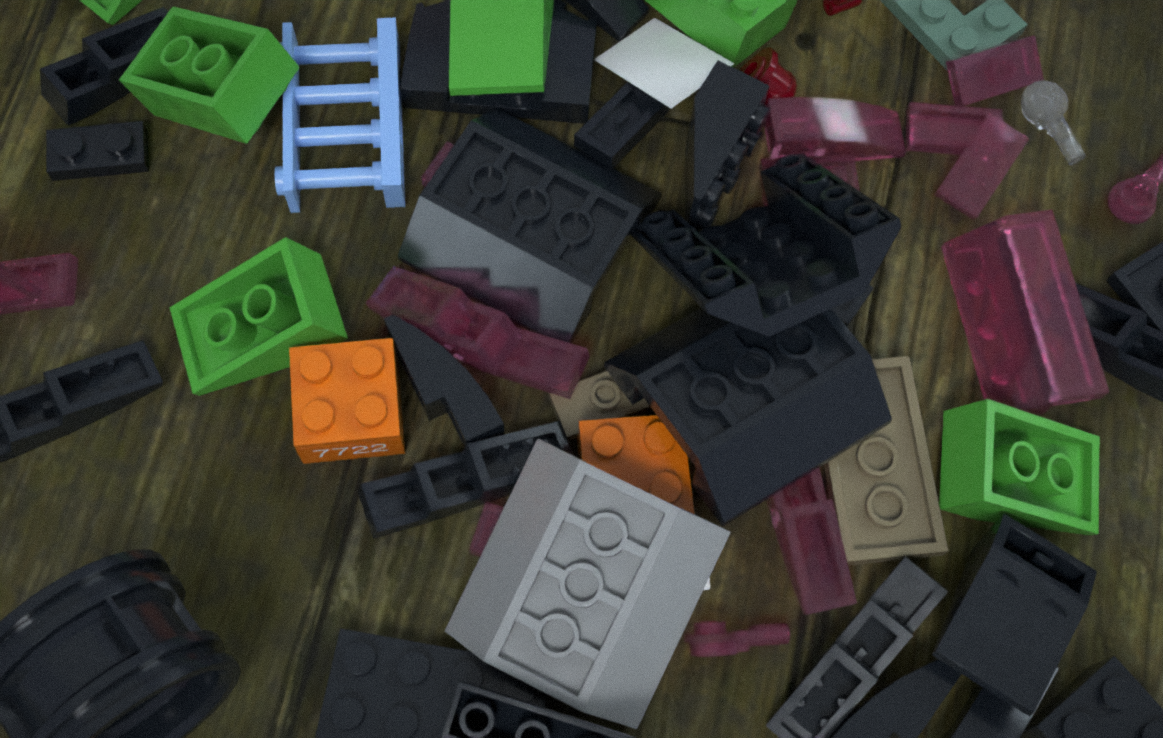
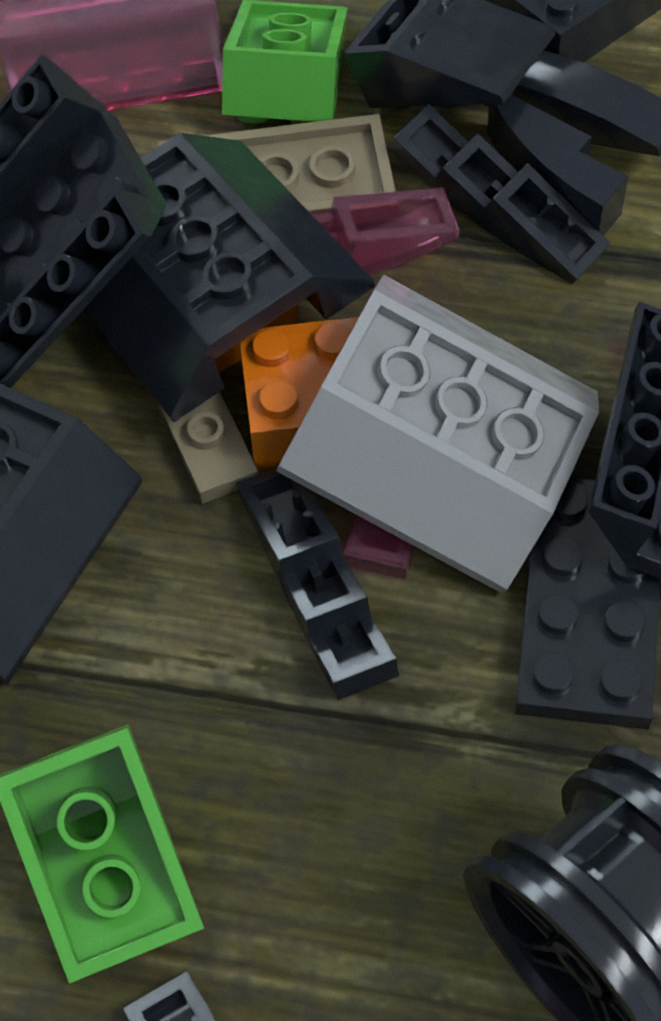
camera: 85 degrees left, 10 degrees down
(346, 401) = (217, 714): orange brick -> none
(443, 383) = (193, 607): black slope -> none
(445, 314) = (98, 614): clear pink slope -> none
(545, 364) = (157, 510): clear pink plate -> none
(713, 640) = (492, 309): clear pink plate -> none

